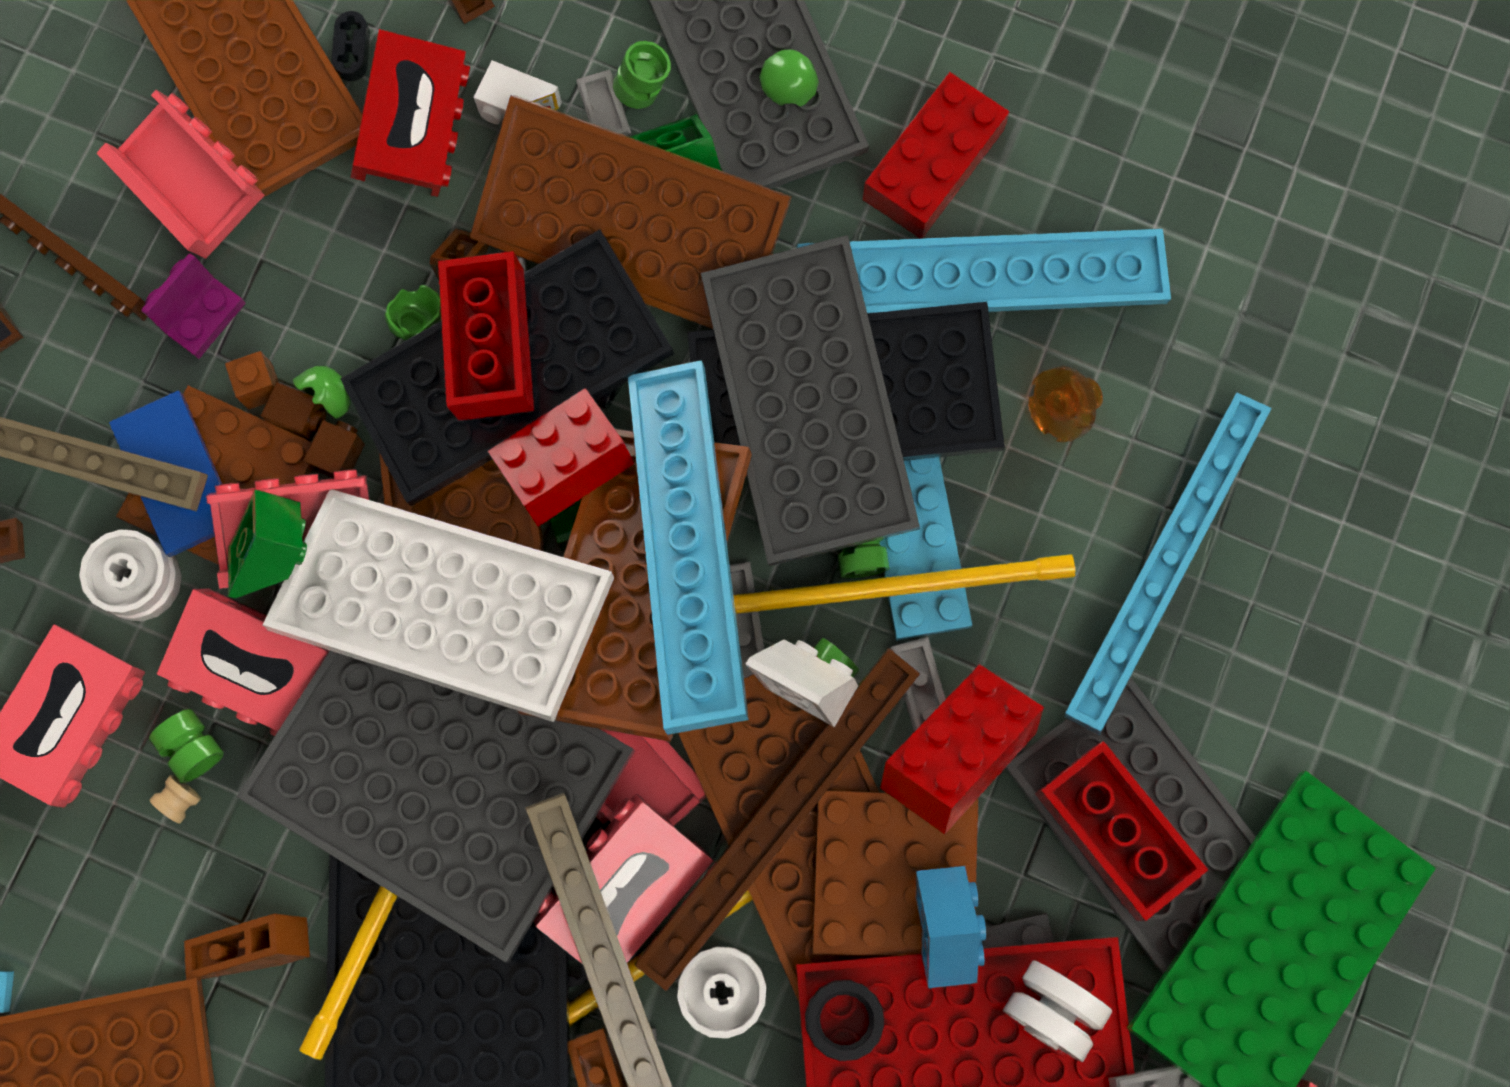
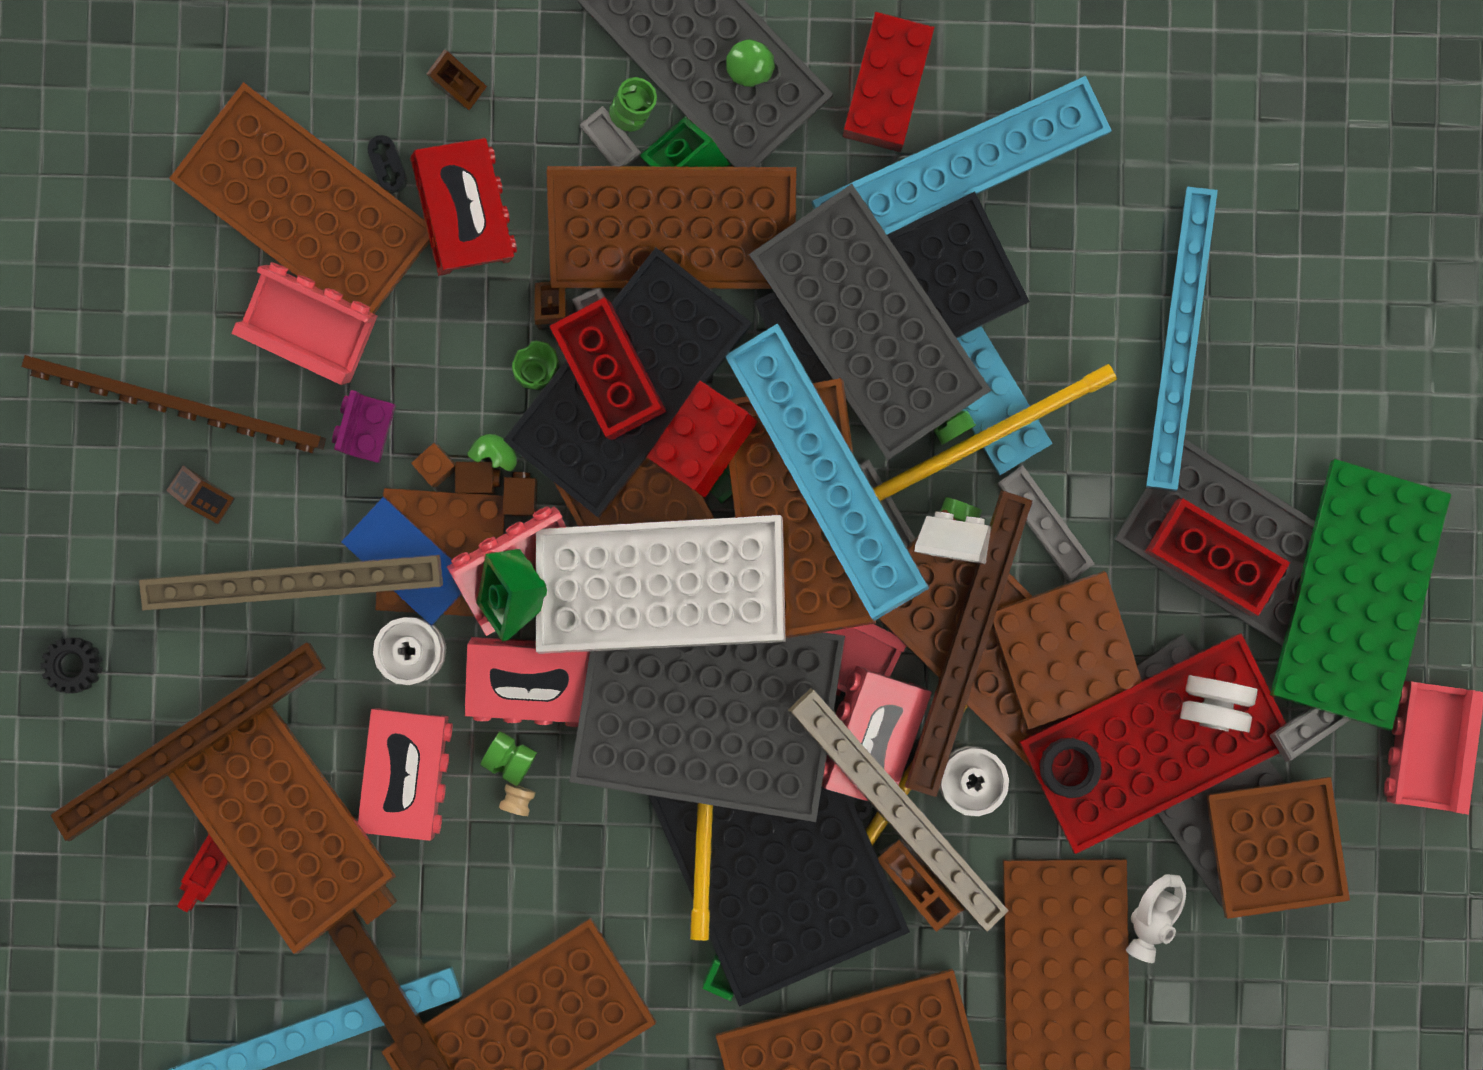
camera: 25 degrees left, 10 degrees up
(248, 947) = (616, 883): dark orange slope -> none
(504, 81) = (531, 157): white slope -> none
(949, 926) = (1121, 673): dark azure brick -> none
(961, 748) = (1081, 541): red brick -> none
(1064, 403) = (1061, 246): clear orange tile -> none

